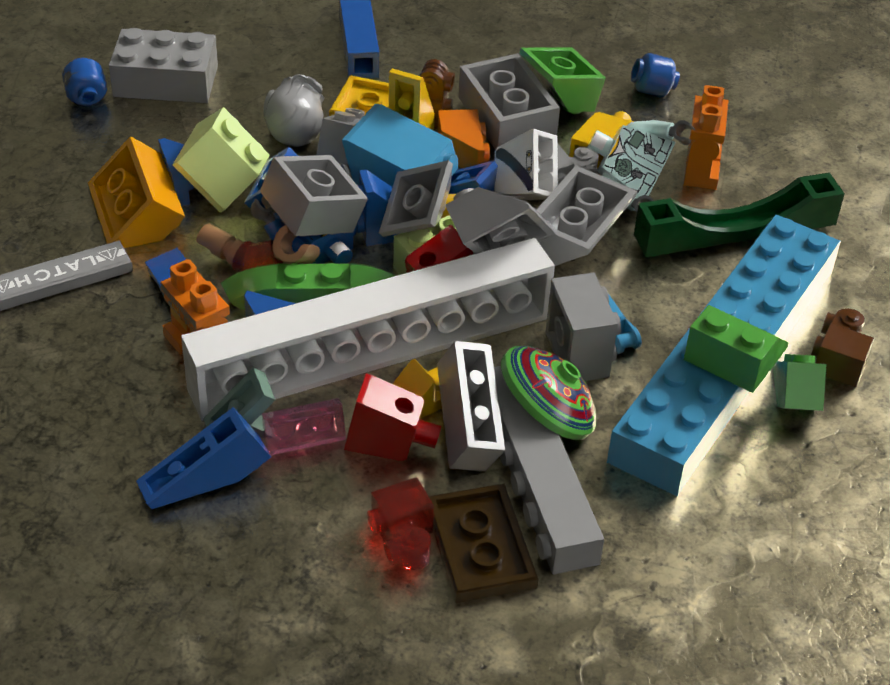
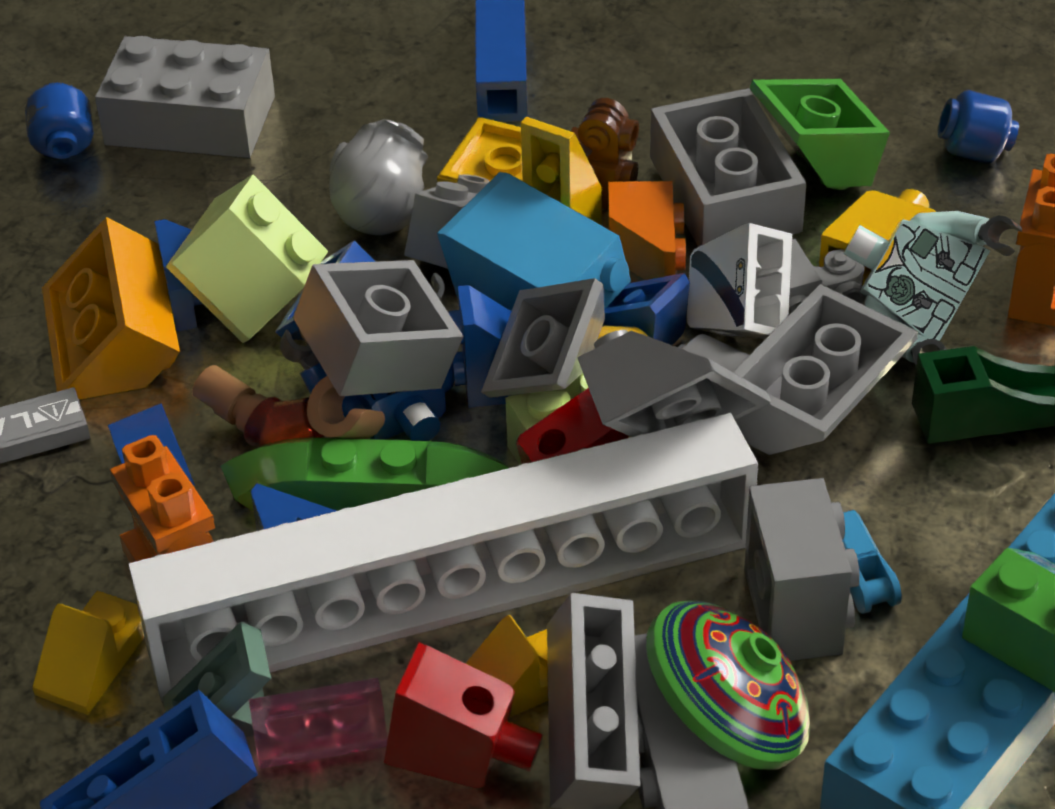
camera: 10 degrees right, 0 degrees up
(152, 392) = (86, 650): none -> yellow slope

